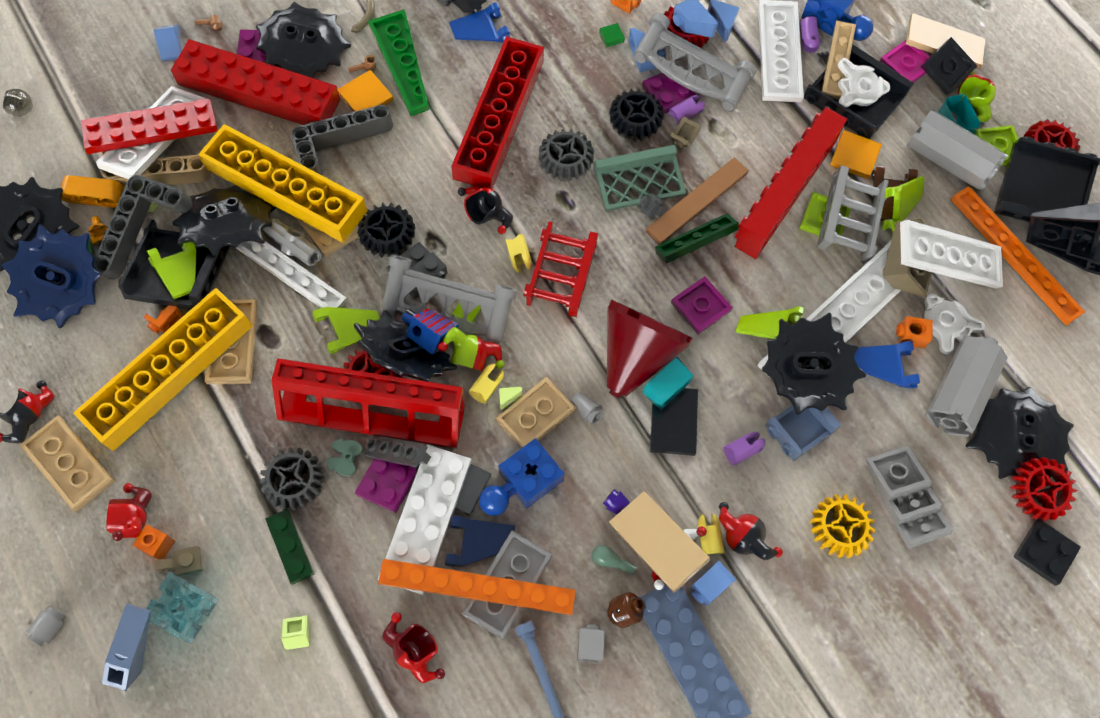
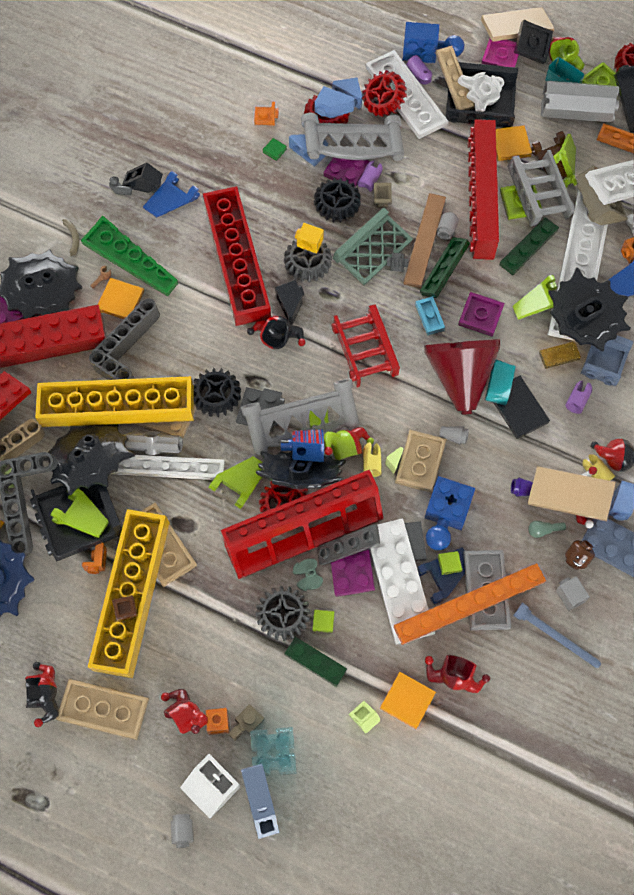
camera: 30 degrees left, 0 degrees up
(101, 599) = (210, 786): none -> white slope
(143, 378) = (125, 608): none -> reddish brown tile
(326, 511) = (323, 621): none -> lime tile
(348, 644) = (407, 700): none -> light orange tile
(488, 533) = (449, 562): none -> lime tile
(518, 252) = (325, 352): light yellow piece -> none
(521, 183) = (290, 299): none -> black slope
(577, 132) = (309, 237): none -> yellow brick
(647, 277) = (430, 315): none -> medium azure plate
(729, 199) = (447, 226): none -> light grey brick
(750, 37) = (380, 88): none -> red gear
(755, 393) = (559, 355): none -> clear yellow tile
(801, 266) = (528, 246): none -> dark green plate

